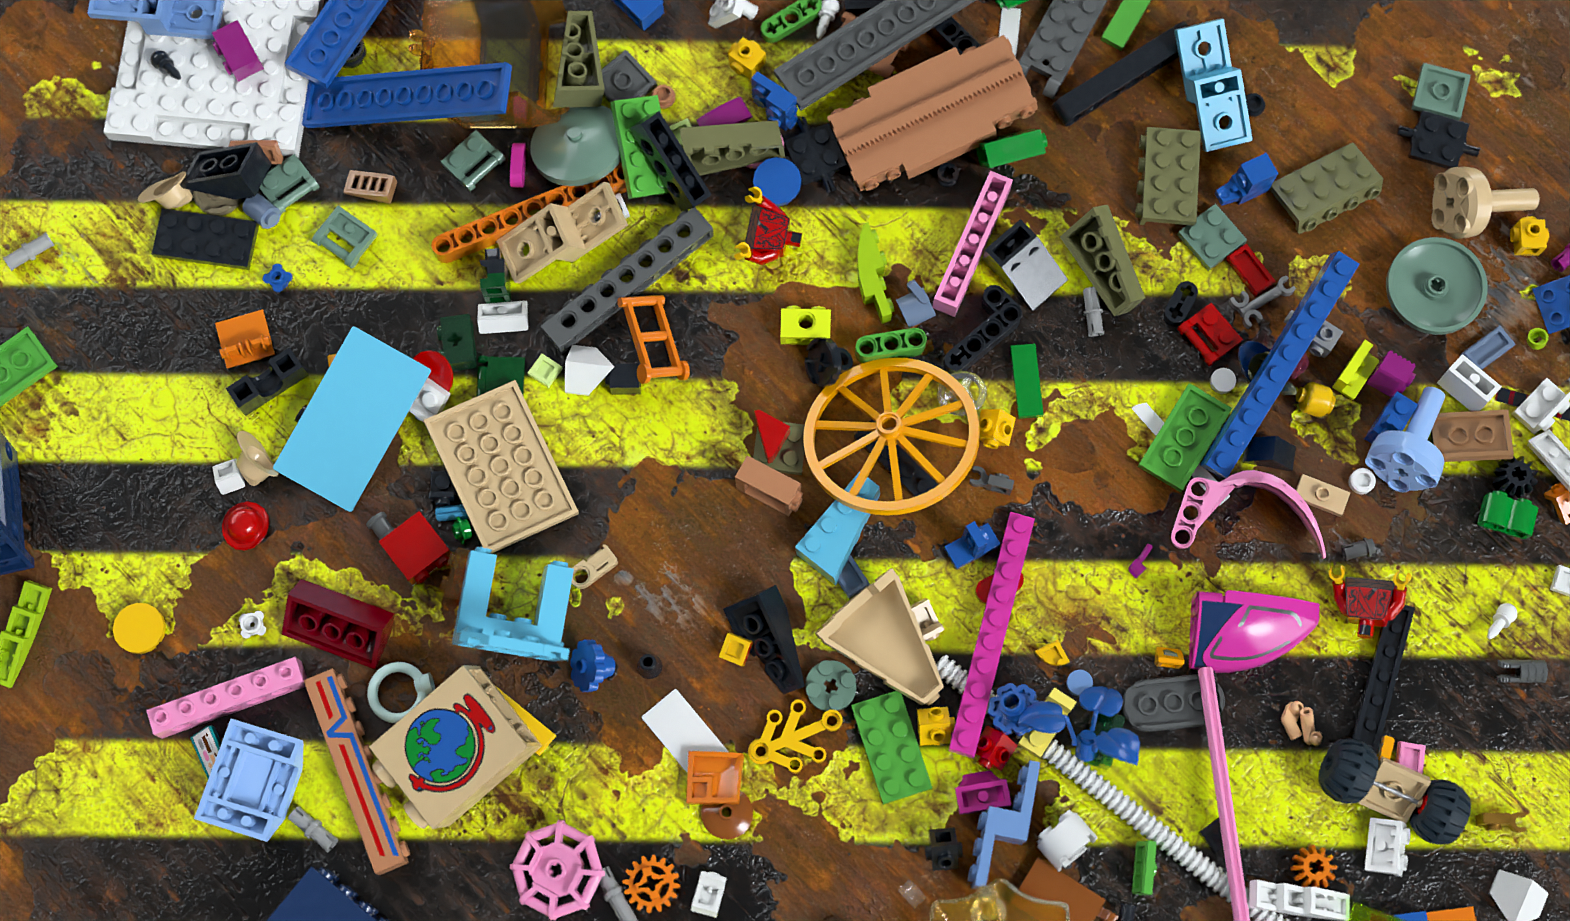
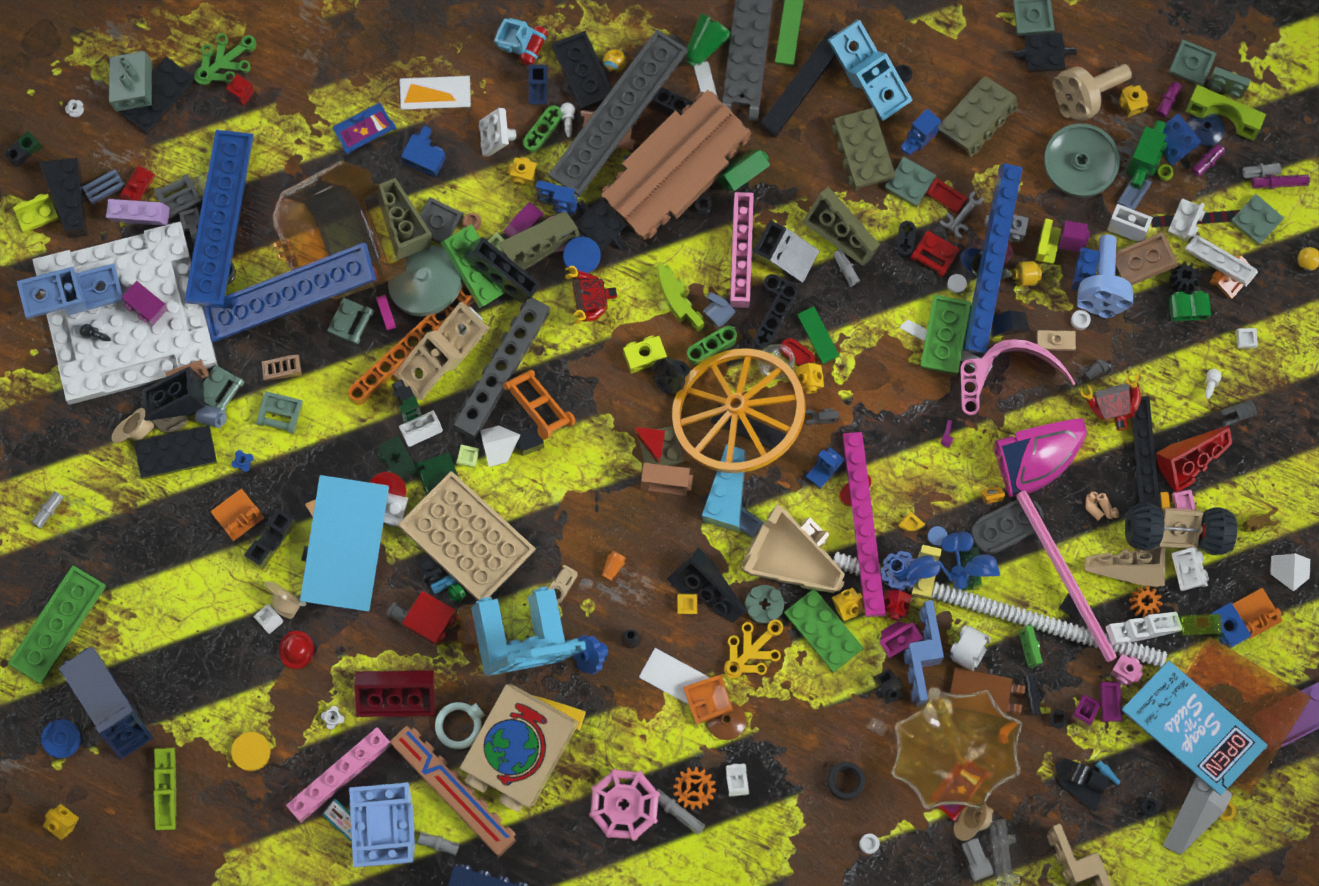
camera: 25 degrees left, 0 degrees up
(664, 567) = (613, 565): none -> orange cone
(996, 394) = (801, 354): none -> red tile
(1313, 815) = (1137, 567): none -> tan wedge
(1432, 705) = (1189, 457): none -> red wedge
(1523, 307) = (1147, 154): none -> green brick

